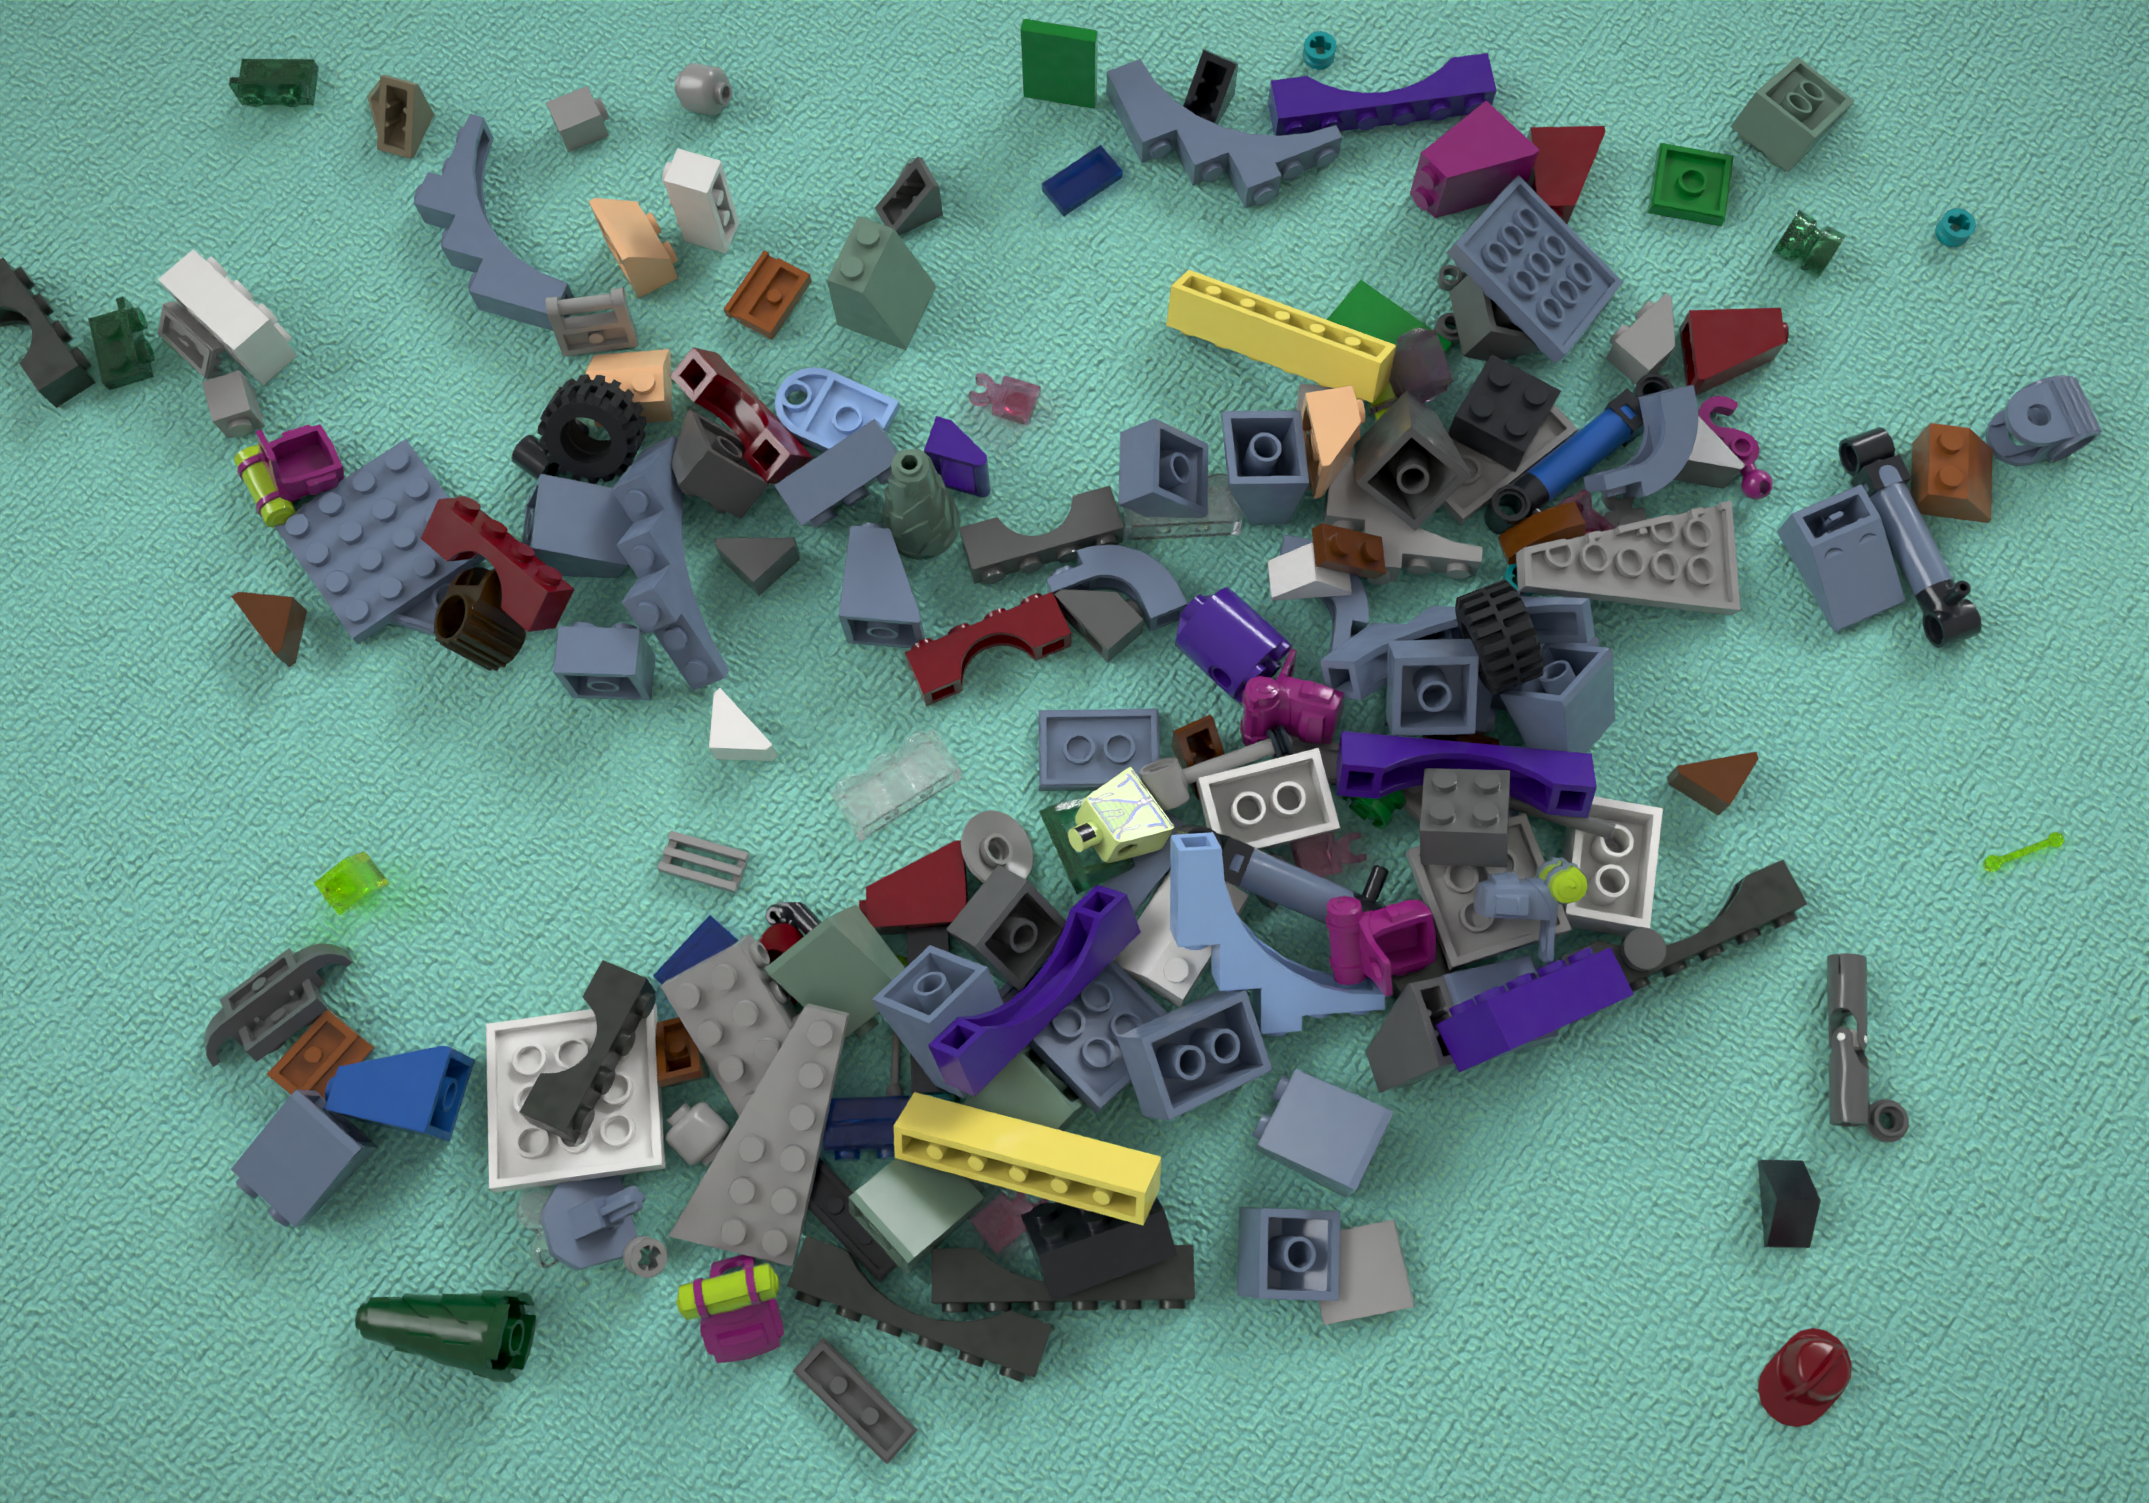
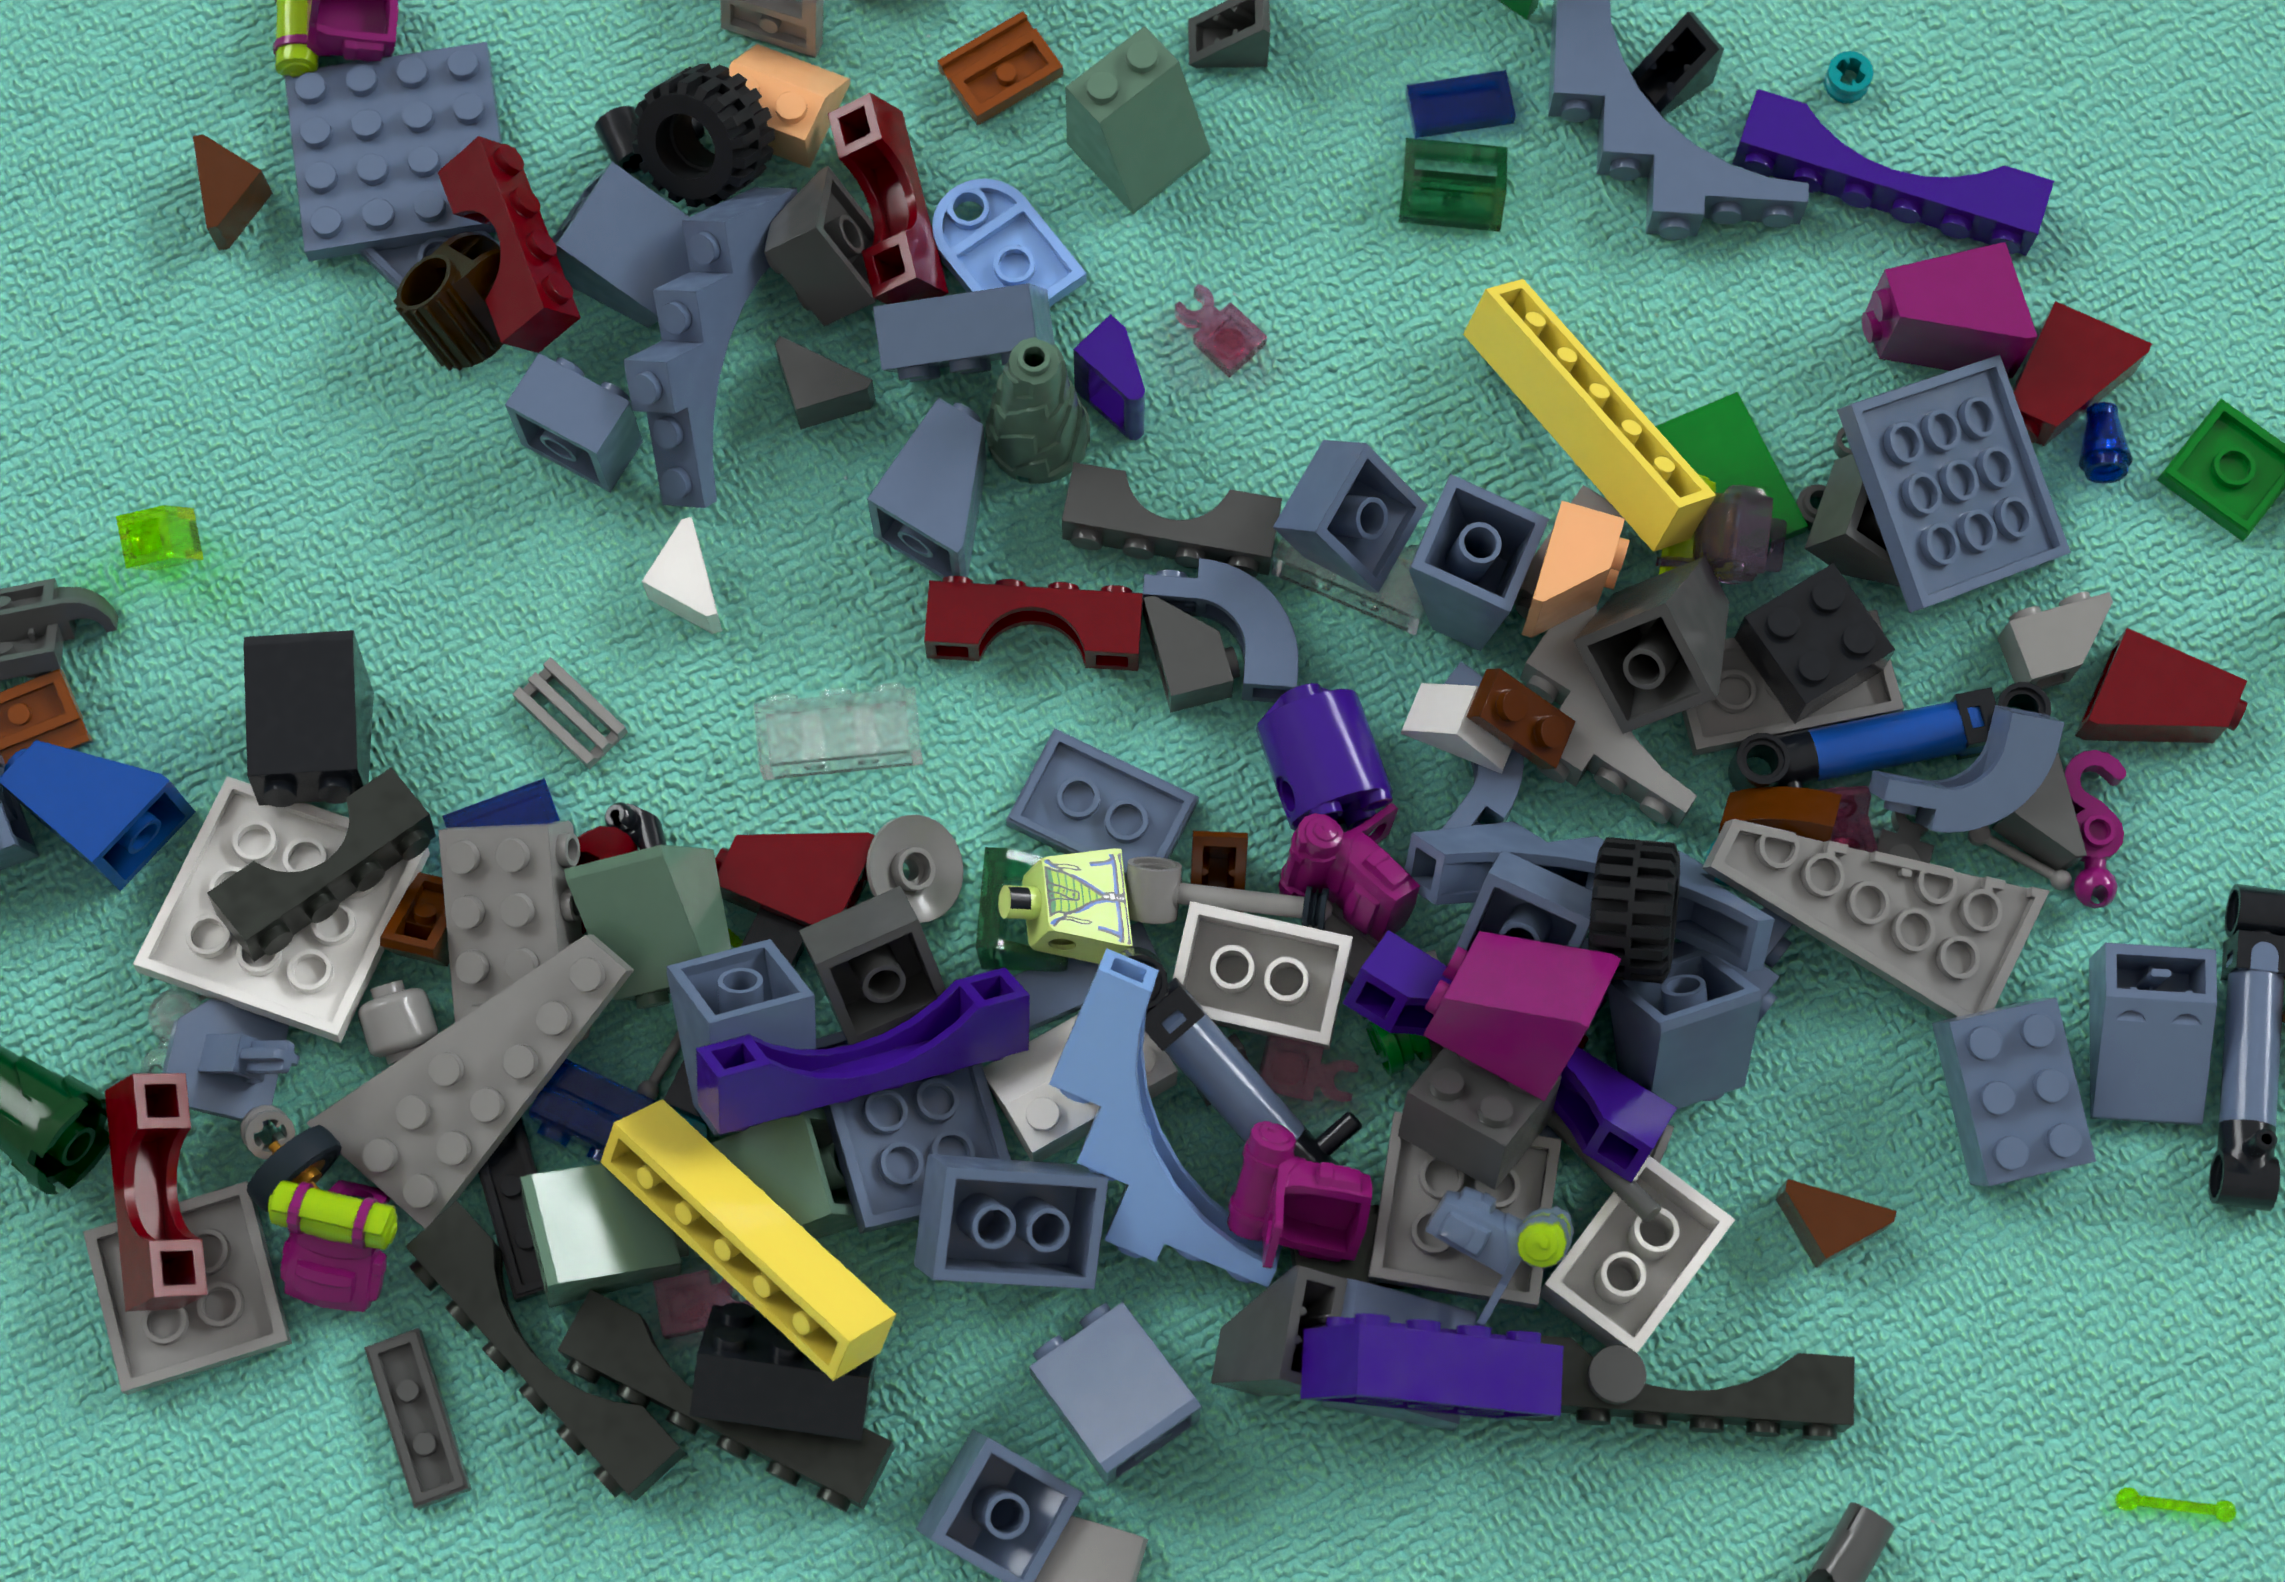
camera: 25 degrees right, 0 degrees up
(523, 955) = (306, 717): none -> black slope
(562, 1303) = (157, 1251): none -> dark red arch
(644, 1395) = (229, 1324): none -> light grey plate
(678, 1268) = (297, 1161): none -> black wheel
(1109, 241) = (1451, 197): none -> clear green tile
(1465, 735) = (1519, 1006): none -> magenta slope
(1607, 205) = (2104, 445): none -> clear blue cone
(1730, 490) = (2059, 879): none -> light grey hinge
(1785, 638) = (2013, 1092): none -> sand blue brick

